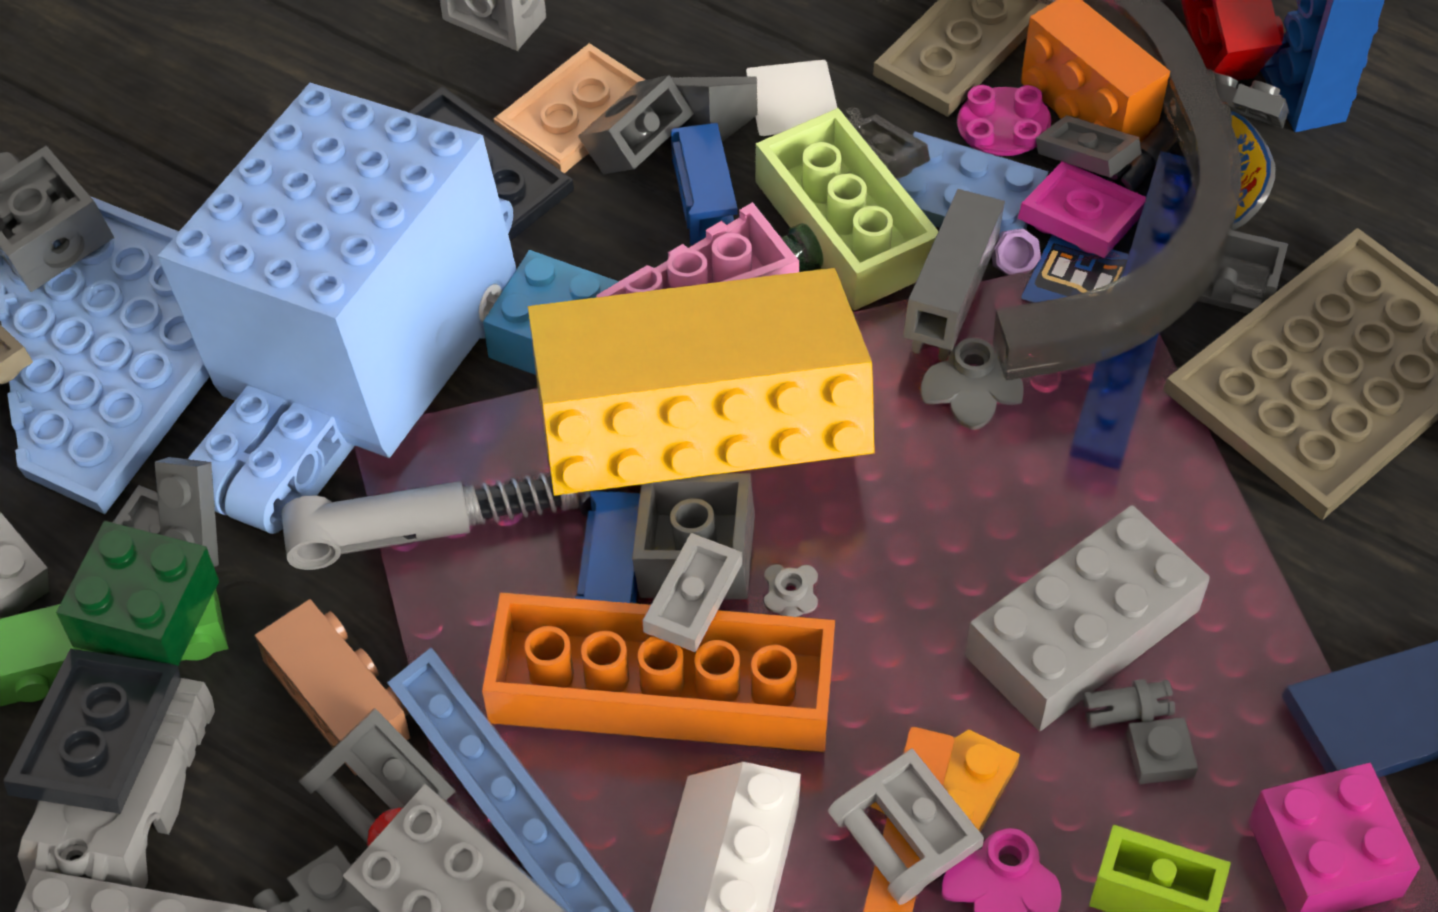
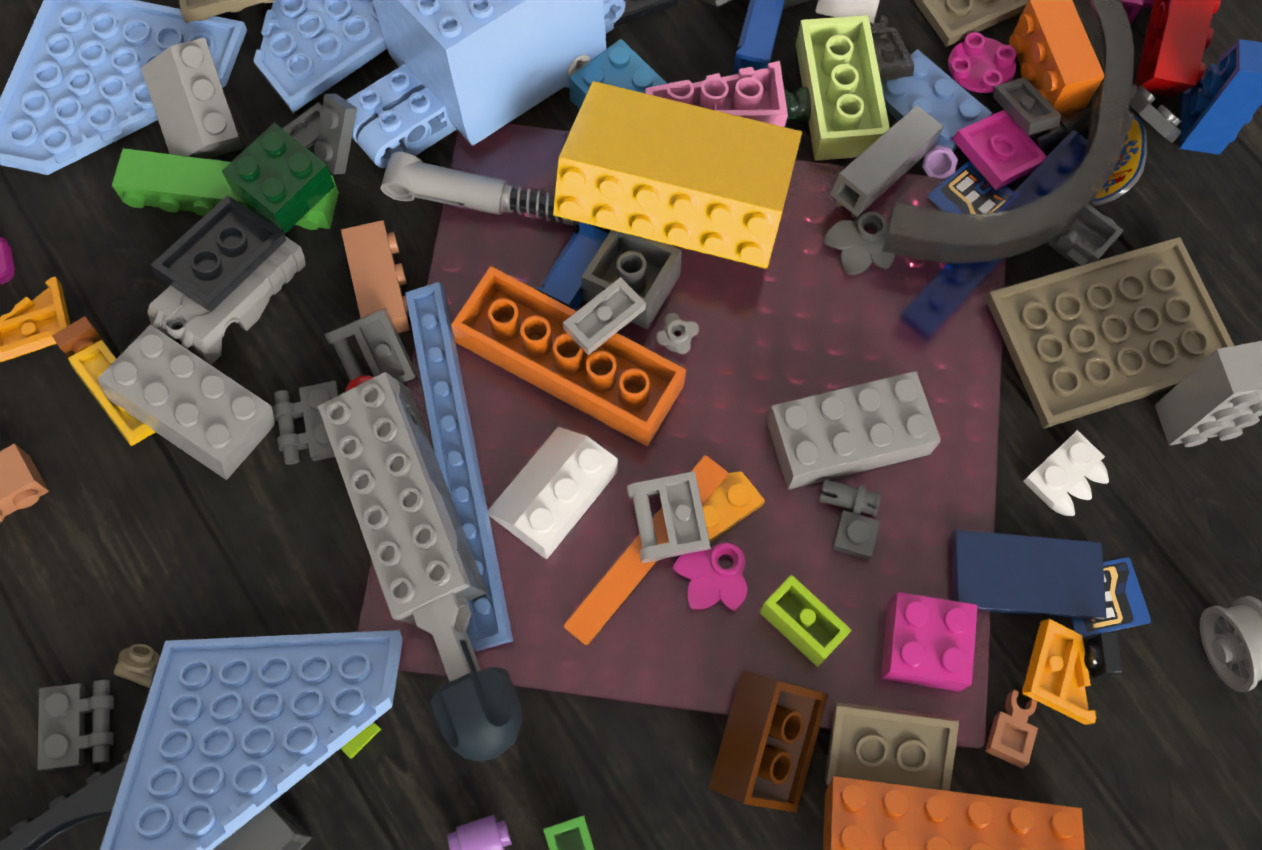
camera: 20 degrees right, 15 degrees up
(1380, 566) = (1065, 473): none -> white plate

